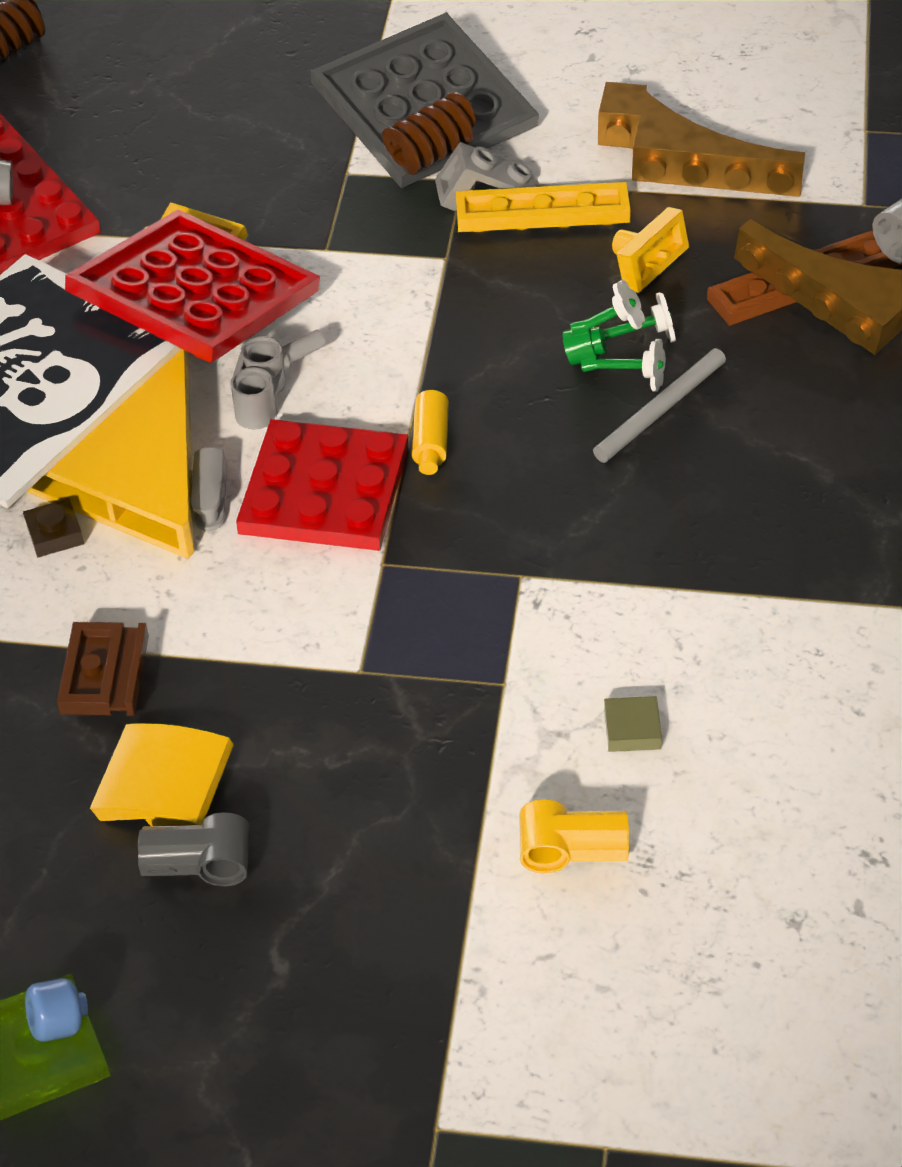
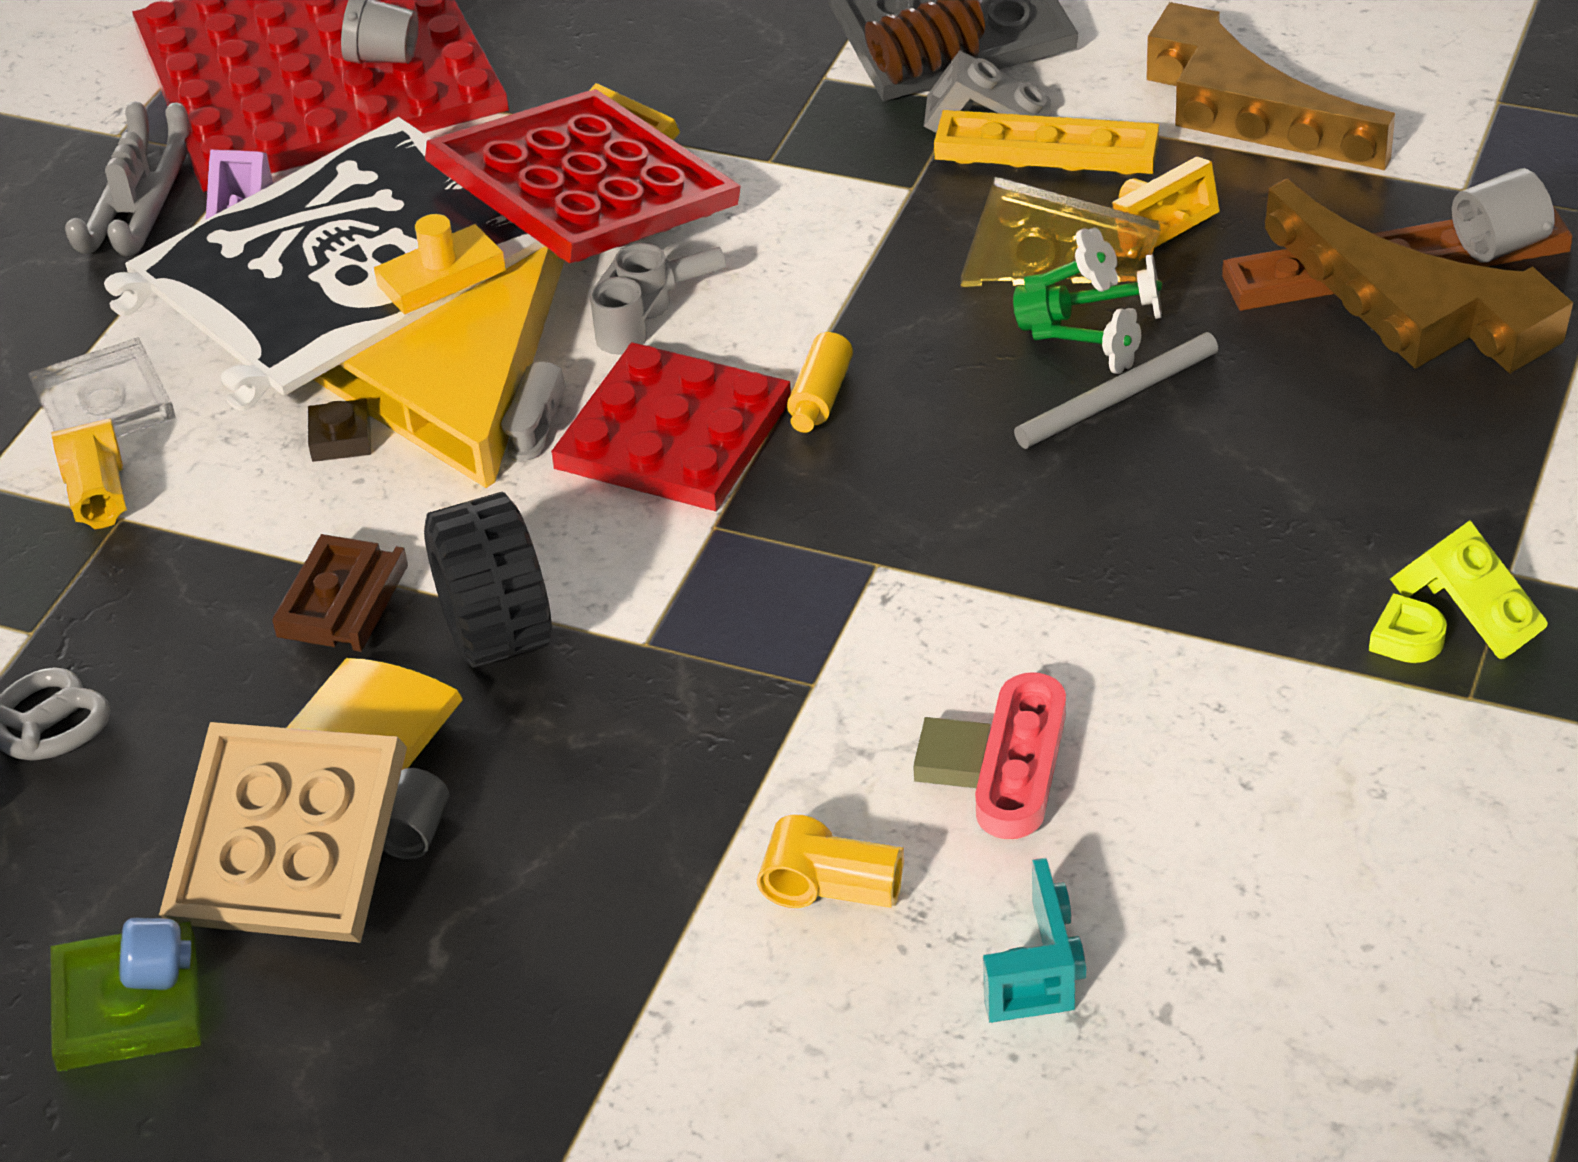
camera: 15 degrees right, 5 degrees down
(106, 381) = (440, 264): none -> yellow tile
(132, 885) = (284, 831): none -> tan plate
(232, 642) = (488, 579): none -> black tyre
(575, 287) = (1035, 231): none -> clear yellow wing
(692, 703) = (1020, 756): none -> coral plate
(768, 897) = (1039, 978): none -> teal bracket

